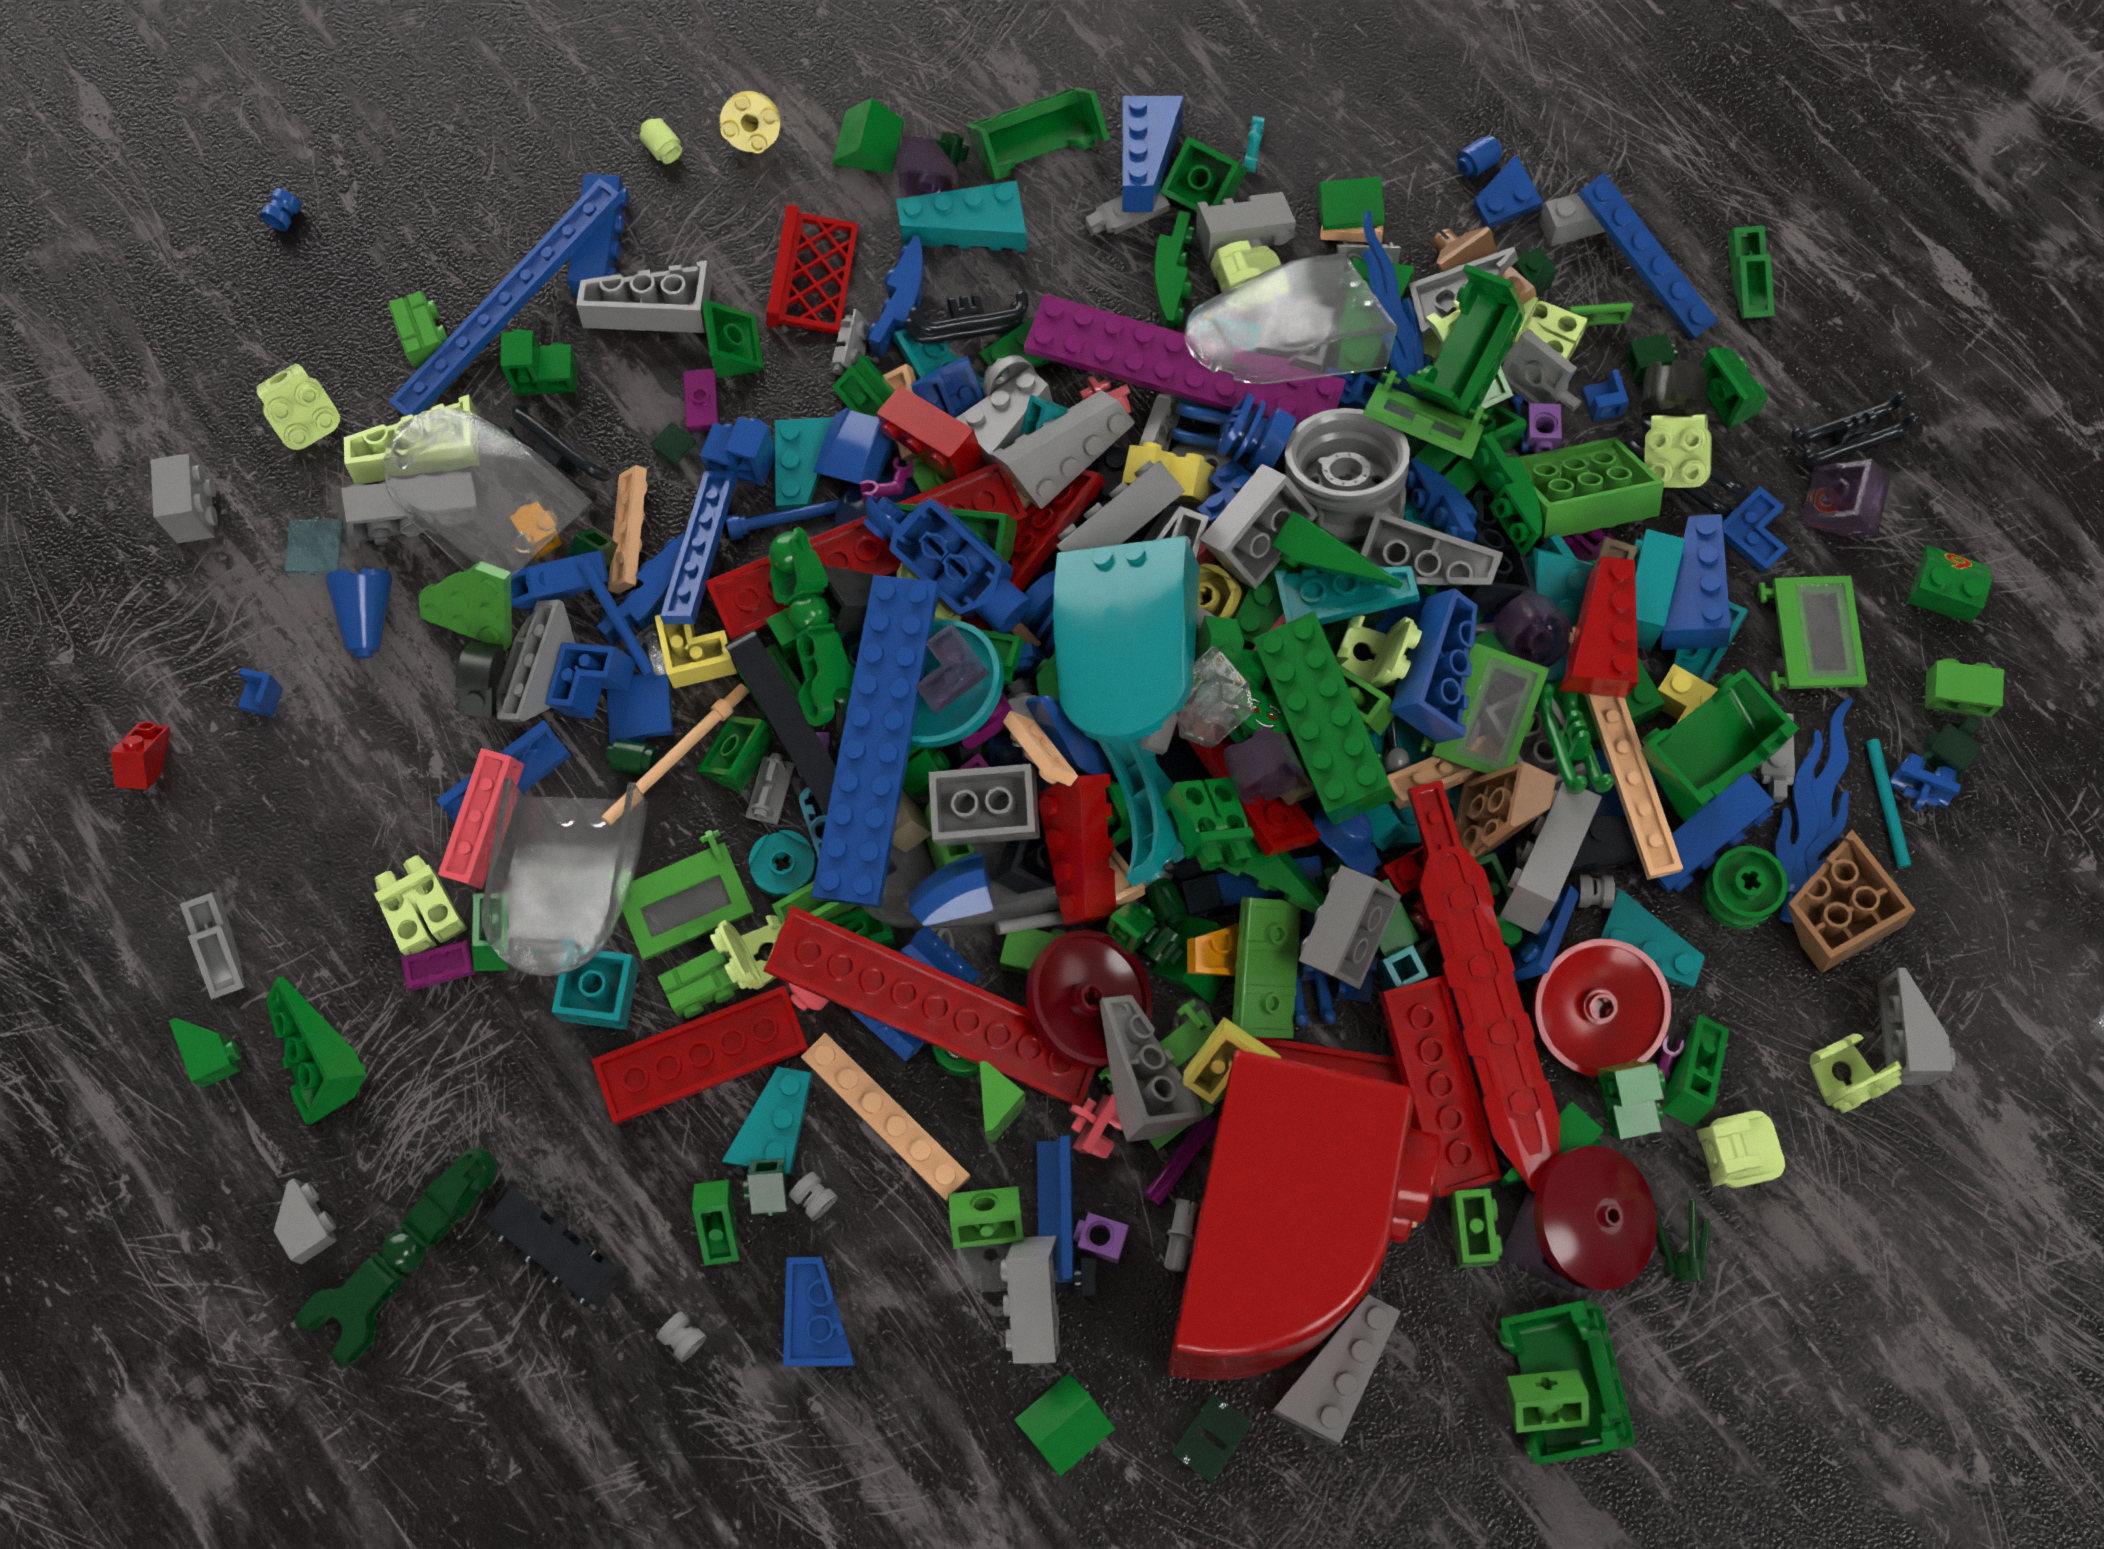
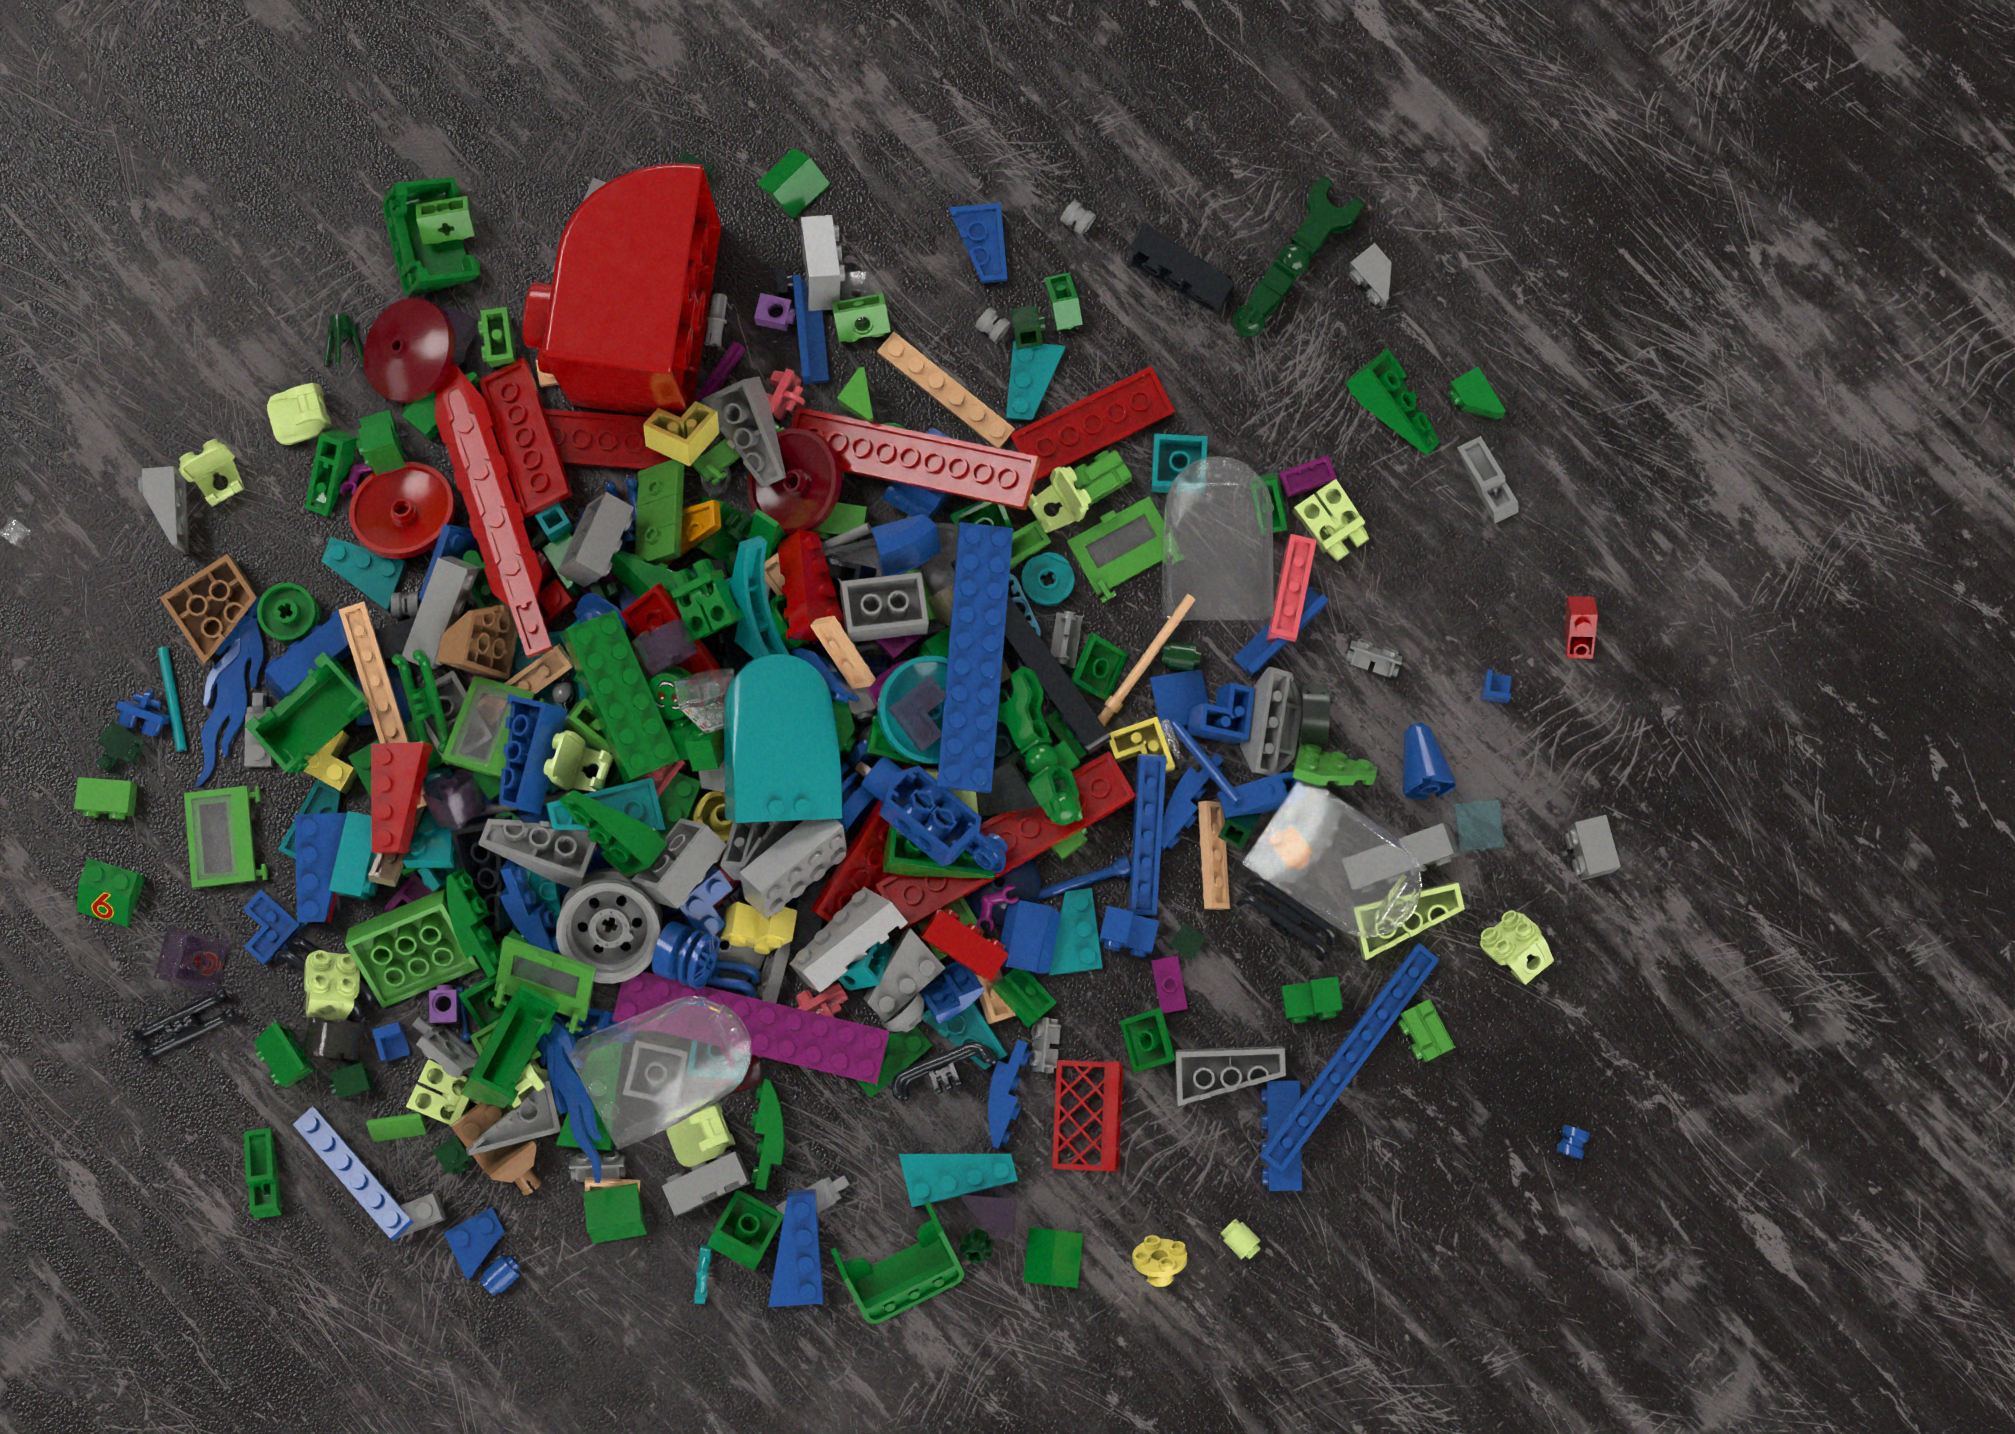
camera: 175 degrees right, 10 degrees up
(385, 736) = (1365, 652): none -> light grey hinge

